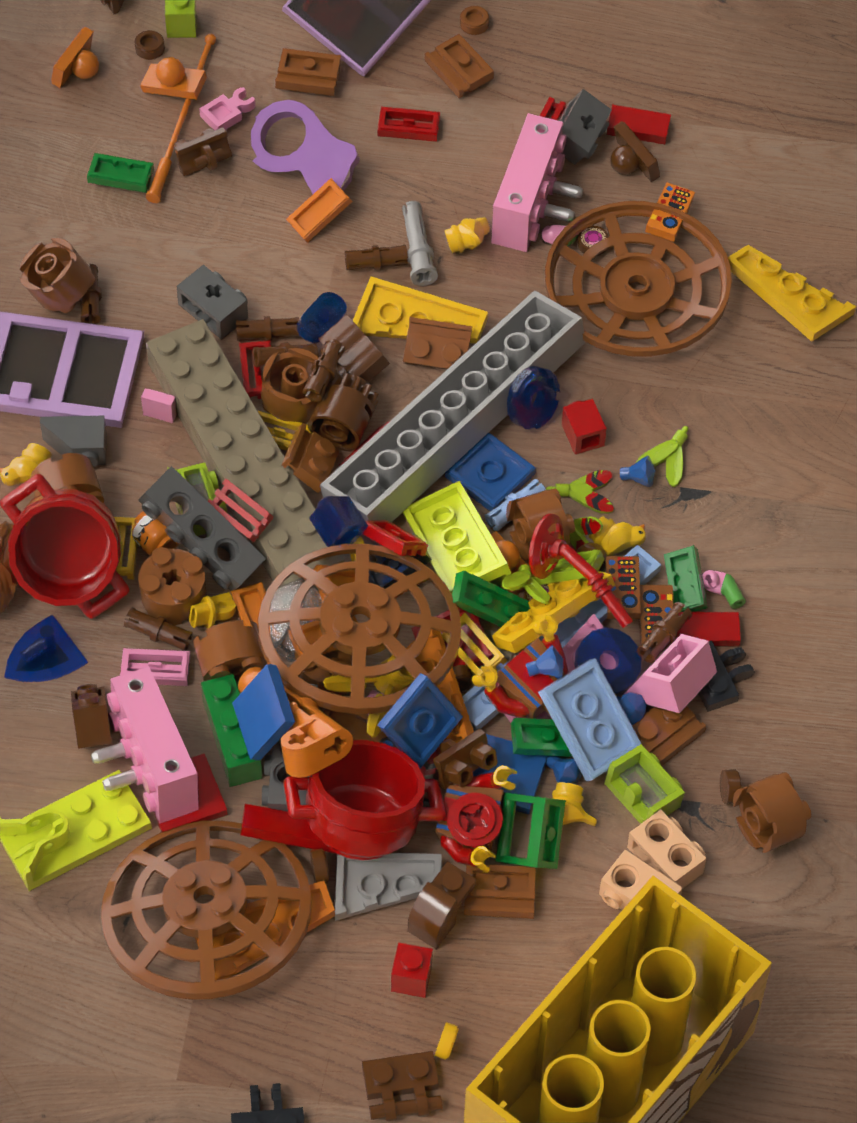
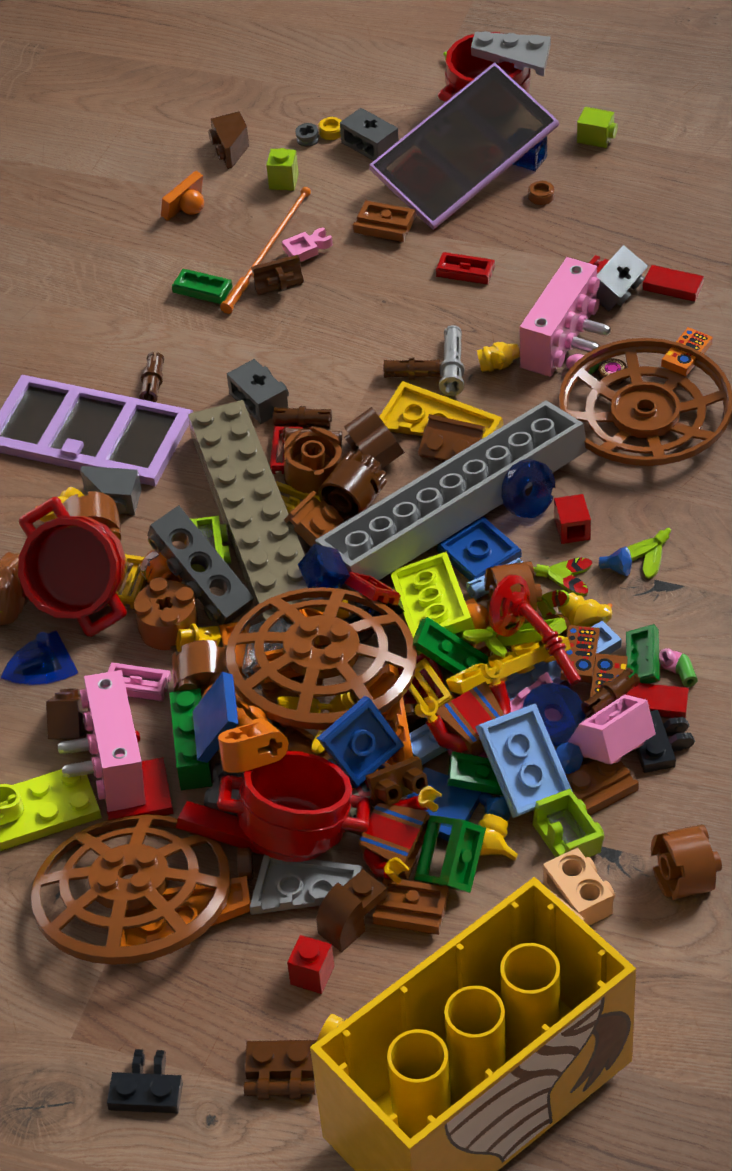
camera: 15 degrees right, 10 degrees down
(56, 275) = (123, 356): dark orange brick -> none
(149, 45) = (252, 192): reddish brown tile -> none
(158, 405) = (190, 468): bright pink tile -> none
(158, 629) = (145, 649): reddish brown pin -> none
(173, 79) = (263, 217): orange tile -> none
(222, 496) = (225, 541): tile -> none
(318, 320) = (349, 408): clear blue plate -> none
(319, 155) = (379, 287): medium lavender animal -> none
(319, 210) = (368, 326): orange tile -> none
(323, 370) = (338, 446): reddish brown pin -> none
(459, 65) = (519, 225): dark orange plate -> none
(470, 805) = (394, 821): red gear -> none
(548, 663) = (489, 702): blue rock -> none
(632, 154) = (661, 304): reddish brown tile -> none
(729, 783) = (650, 829): reddish brown tile -> none

